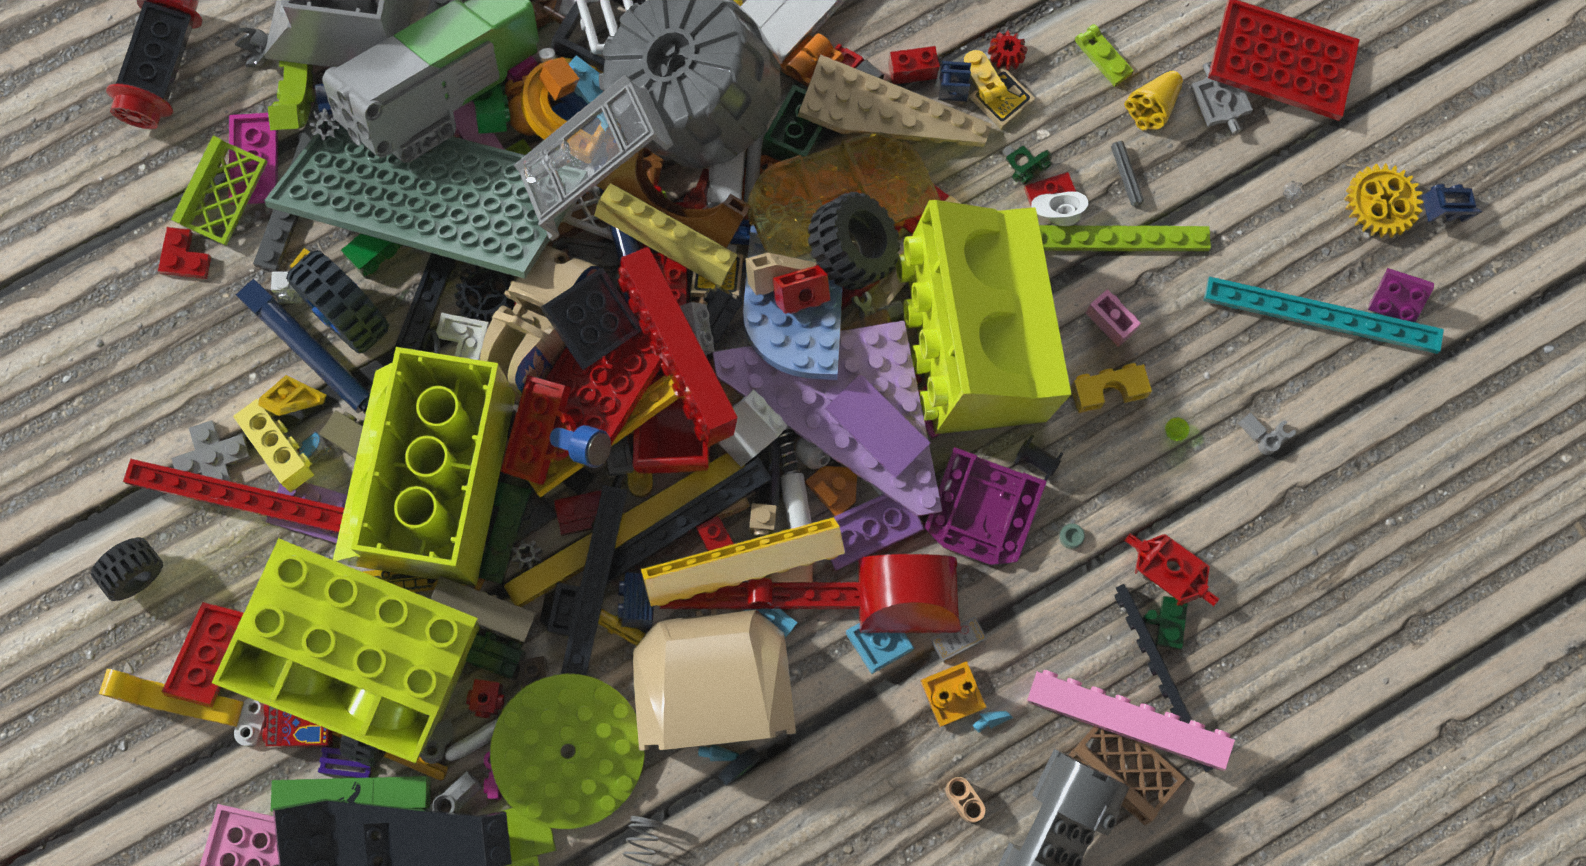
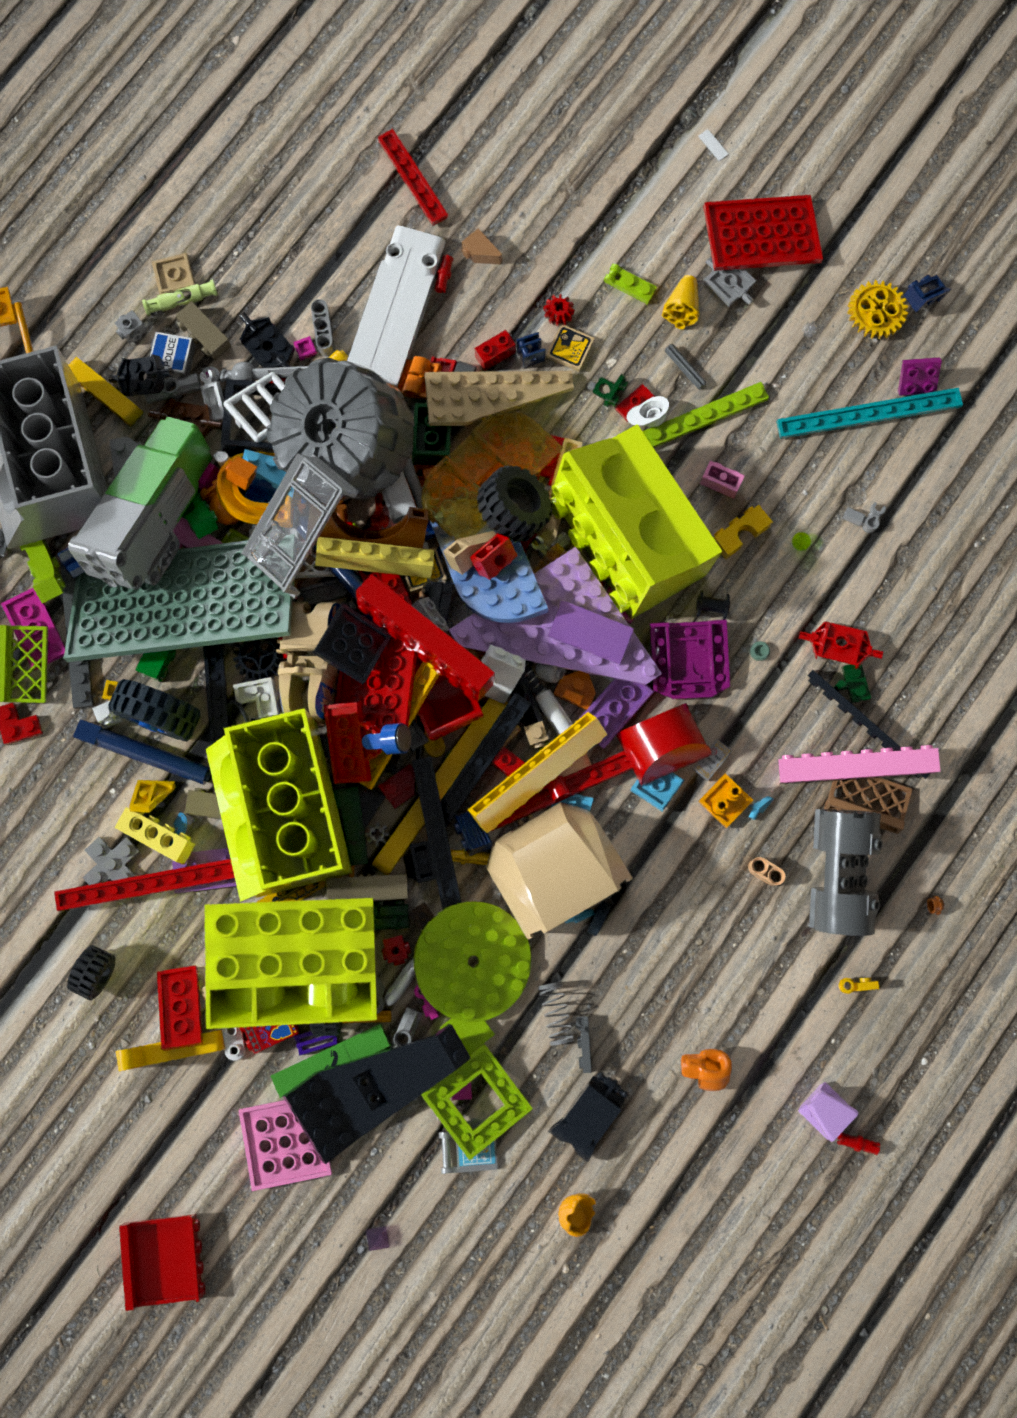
camera: 20 degrees left, 5 degrees up
(318, 120) = (75, 578): light grey gear -> none
(985, 76) = (551, 337): yellow plate -> none

